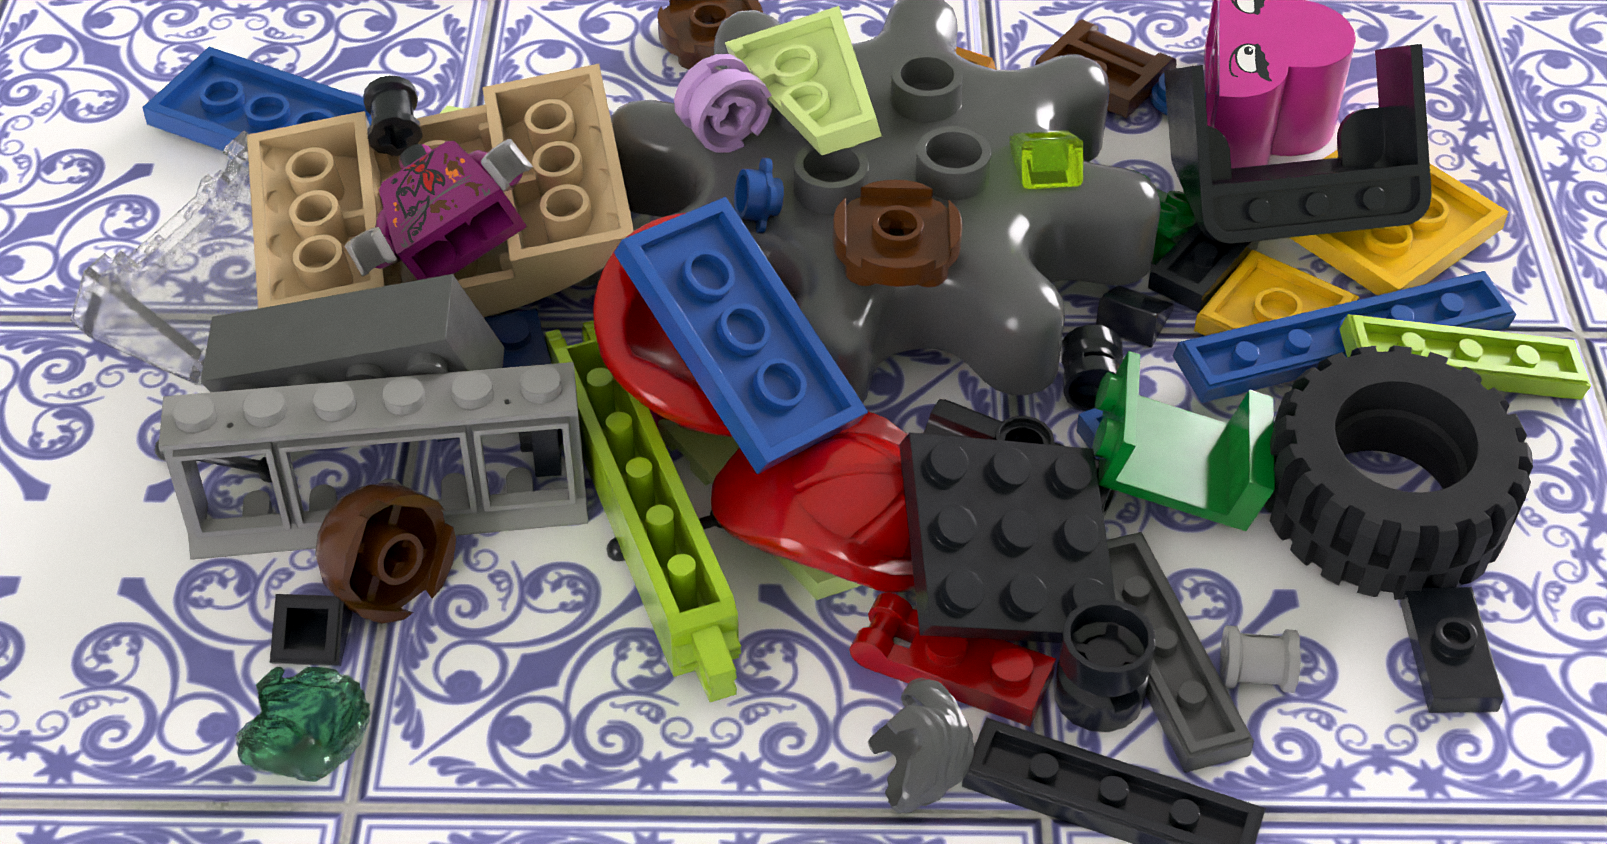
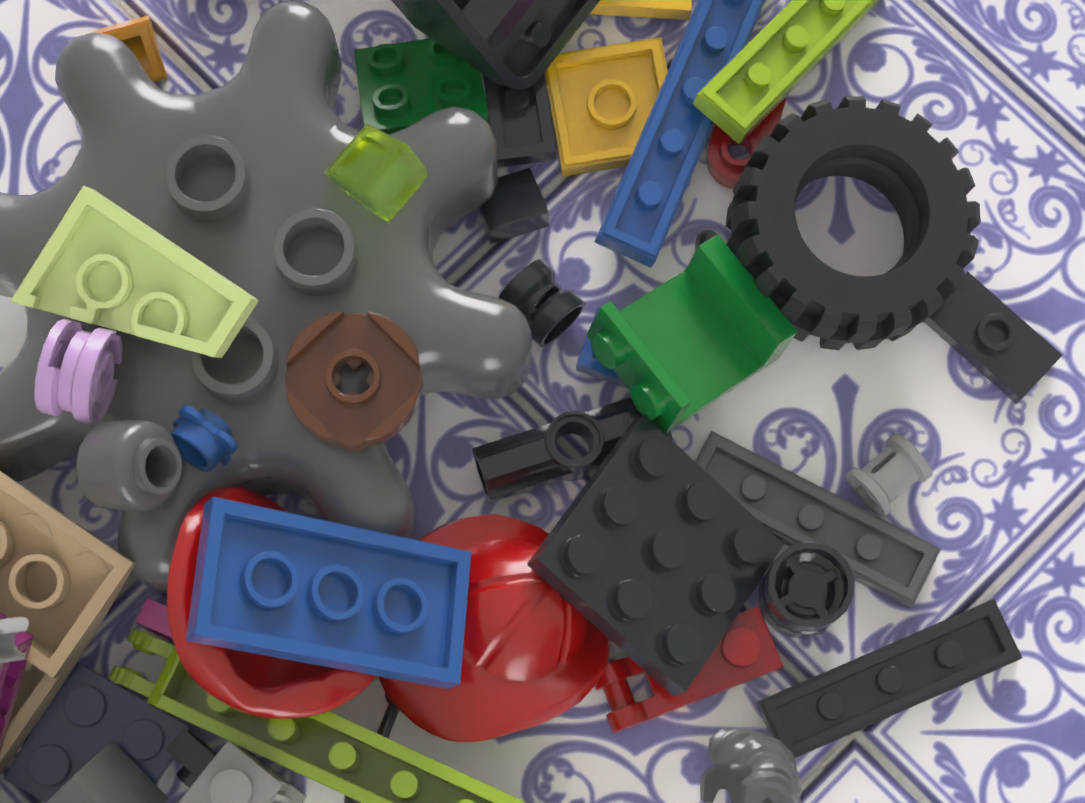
camera: 45 degrees left, 30 degrees up
(694, 165) = (128, 465): none -> dark grey head

